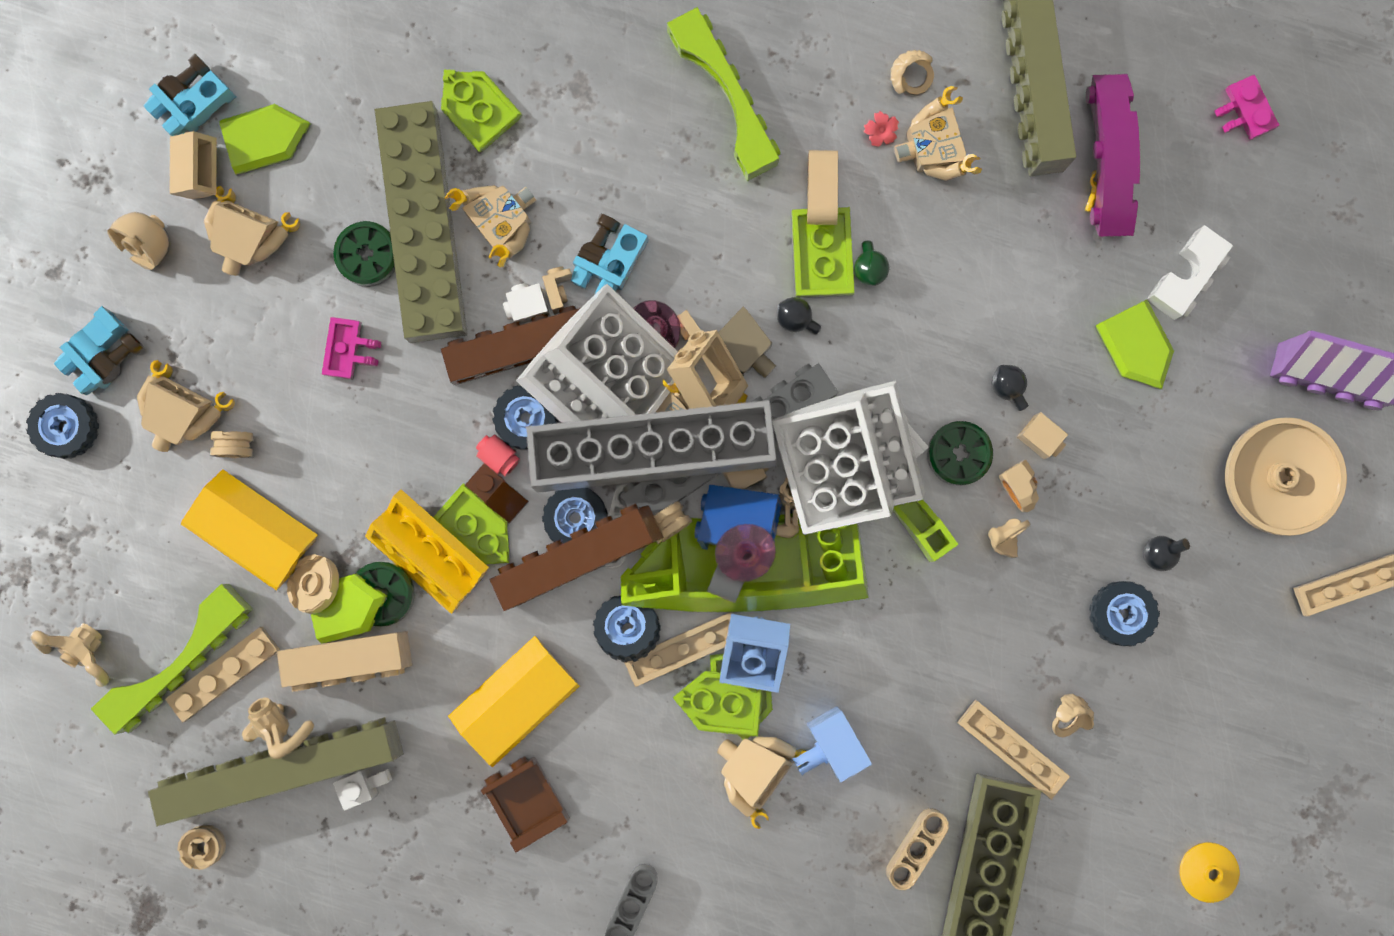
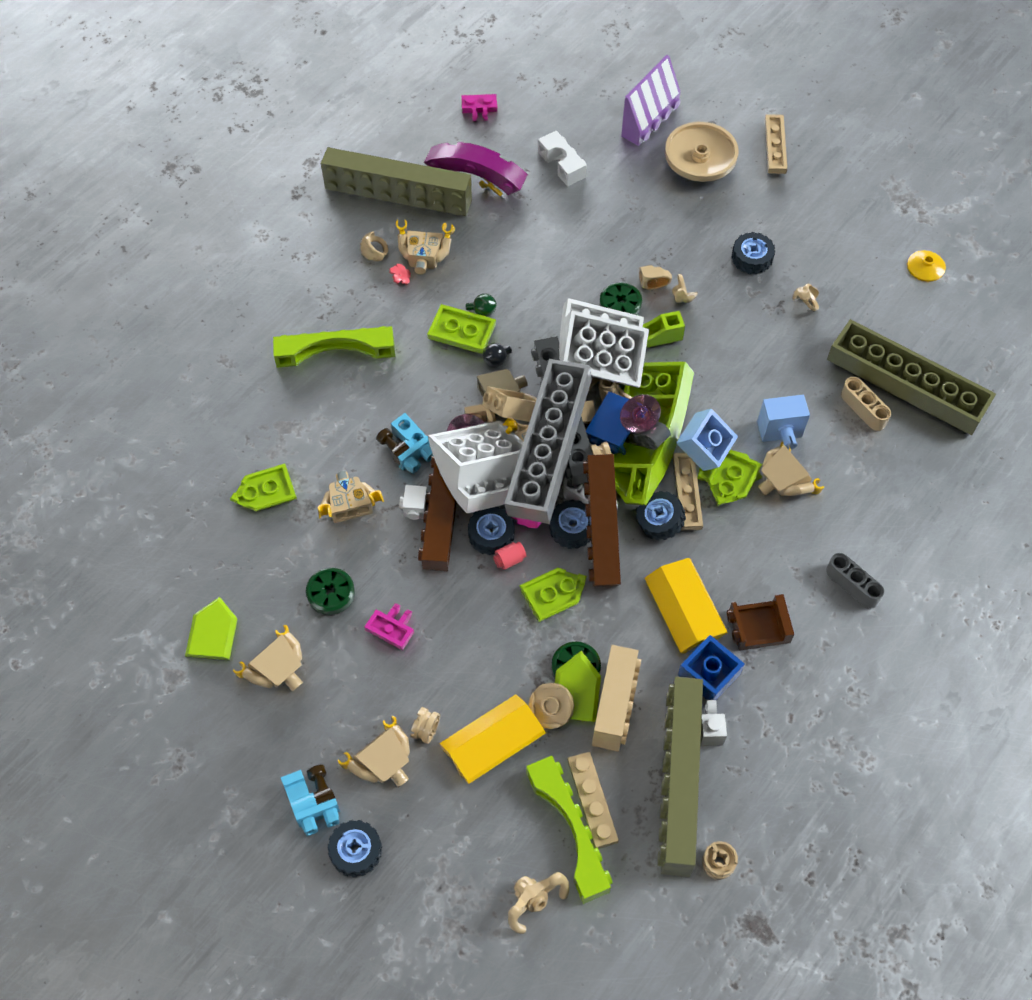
camera: 70 degrees left, 25 degrees down
(141, 237) = (244, 735): tan cylinder -> none
(188, 106) = (162, 672): medium azure hips -> none
(193, 165) = (209, 679): tan piece -> none
(271, 725) = (644, 762): tan piece -> none
(420, 222) = (327, 544): olive brick -> none
(426, 551) = (557, 621): yellow slope -> none
(430, 762) = (714, 665): none -> blue brick
(497, 493) = (537, 565): reddish brown slope -> none
(556, 294) = (415, 480): tan bracket -> none
(822, 187) = (422, 311): tan beam -> none
(1009, 384) = (589, 261): black piece -> none
(1013, 749) = (815, 335): tan plate -> none
(1043, 436) = (628, 256): tan brick -> none
(1138, 344) = (592, 197): lime tile -> none
(1164, 553) = (723, 222): black piece -> none

